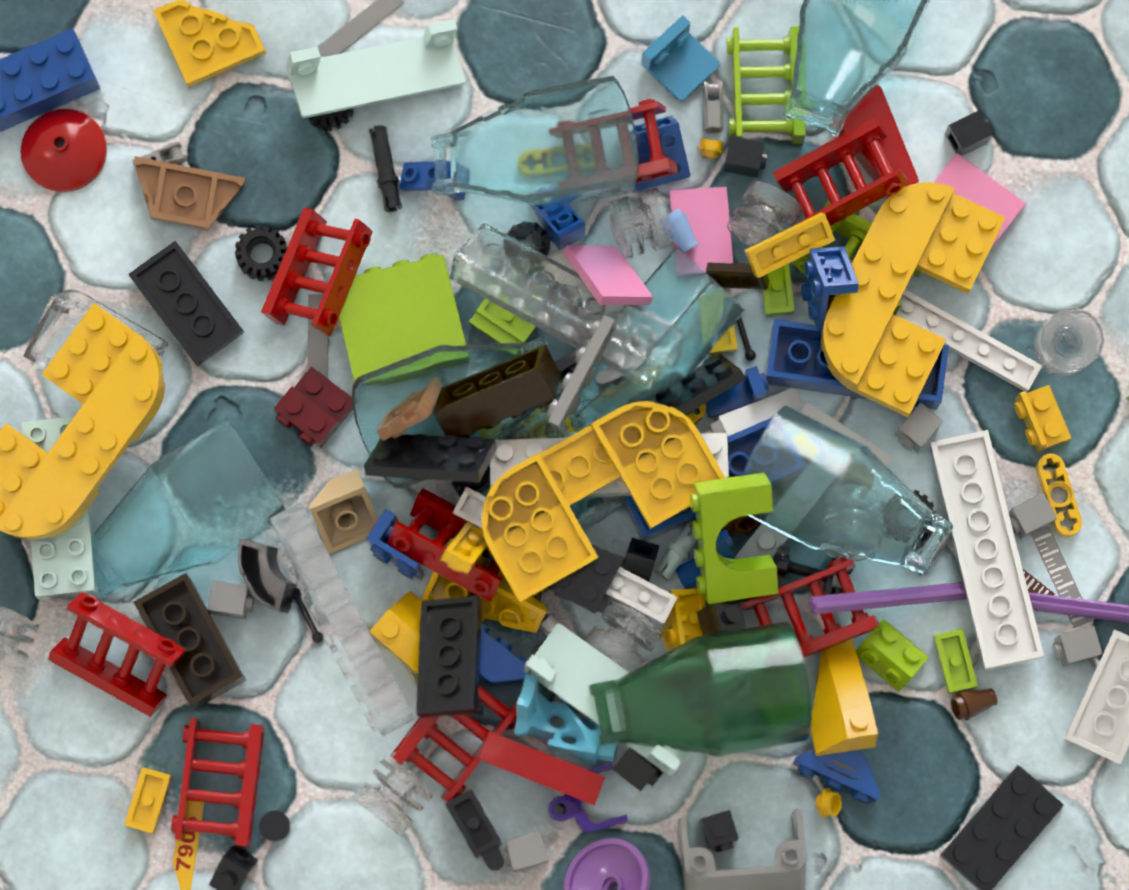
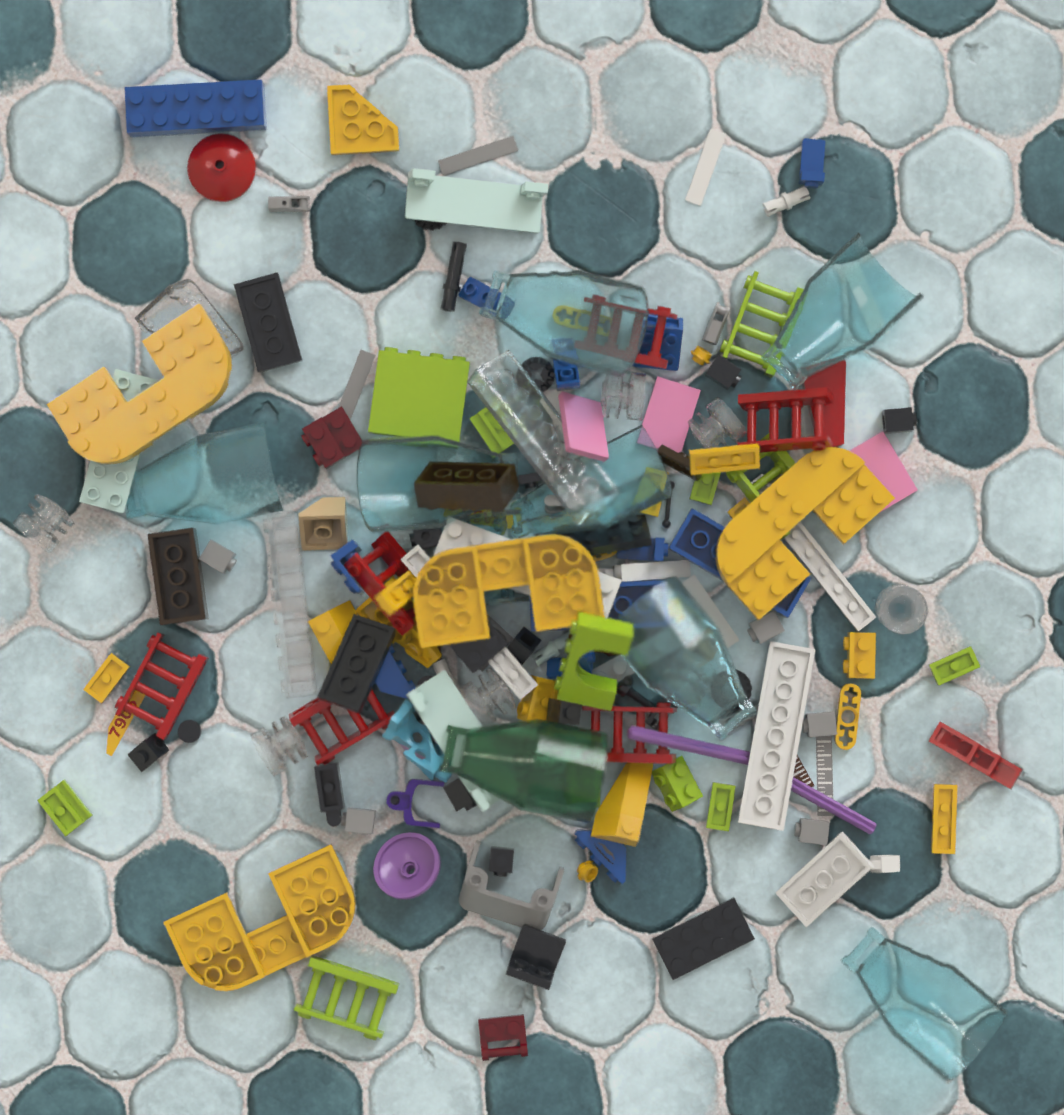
camera: 25 degrees right, 10 degrees up
(105, 675) = (109, 576): red fence -> none
(185, 193) = (298, 238): medium nougat wing -> none
(255, 237) = (341, 319): black tyre -> none
(263, 576) = (248, 551): black brick -> none
(296, 261) = (357, 326): red fence -> none
(317, 636) = (270, 607): black hinge -> none
(410, 411) = (398, 475): medium nougat wing -> none
(431, 457) = (398, 515): black plate -> none
(541, 767) = (392, 767): red slope -> none
(570, 399) = (555, 477): light grey wing -> none
(679, 60) = (705, 280): dark azure bracket -> none
(682, 231) = (651, 411): light blue cone -> none
(826, 274) = (742, 495): blue bracket -> none
(971, 703) = (720, 841): reddish brown cone -> none

